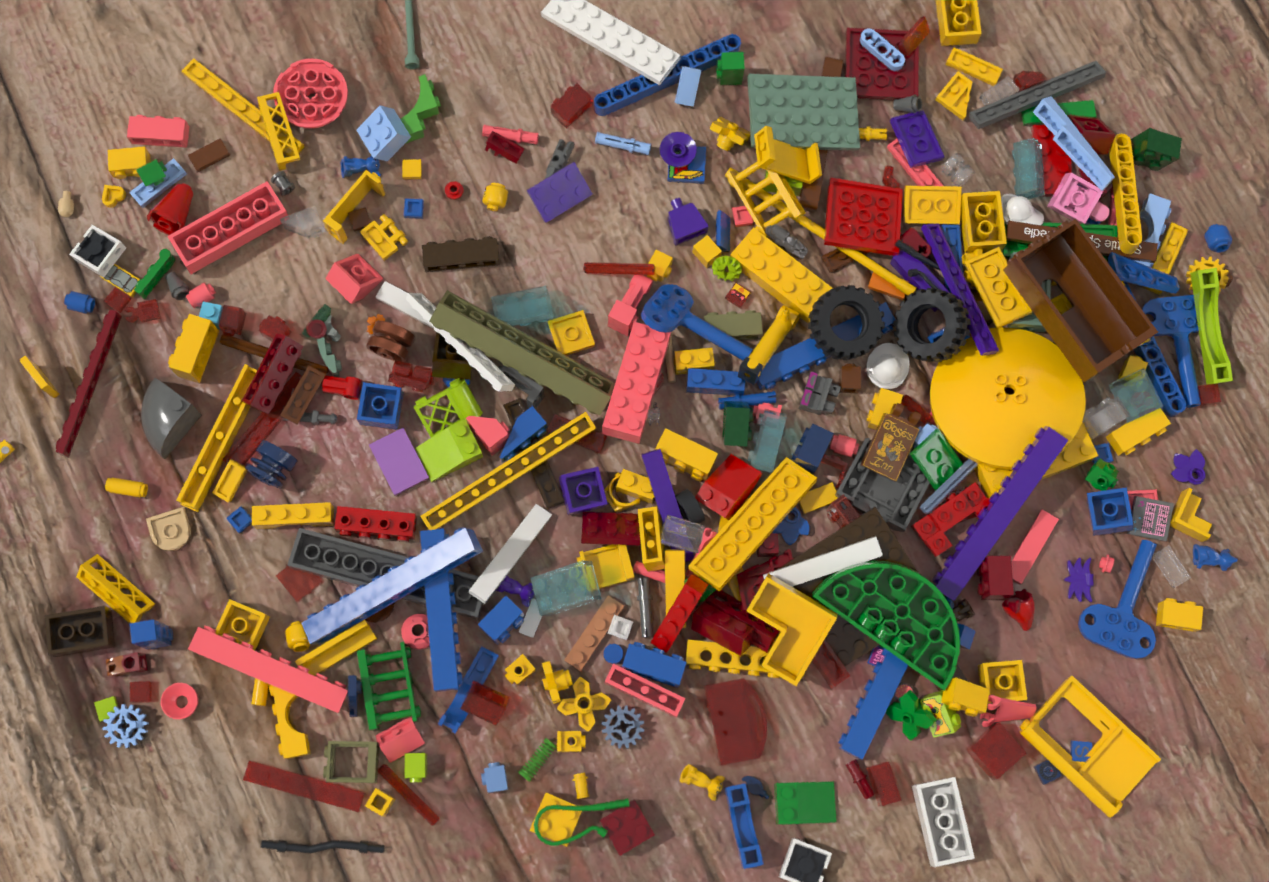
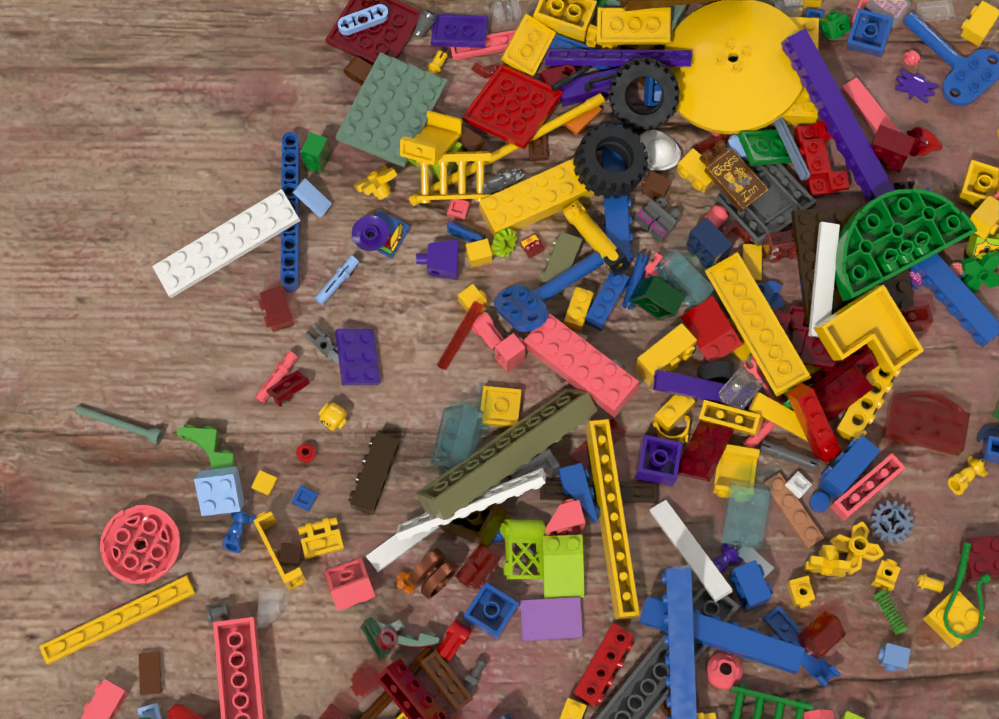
camera: 60 degrees left, 5 degrees down
(272, 134) = (159, 598): yellow fence -> none

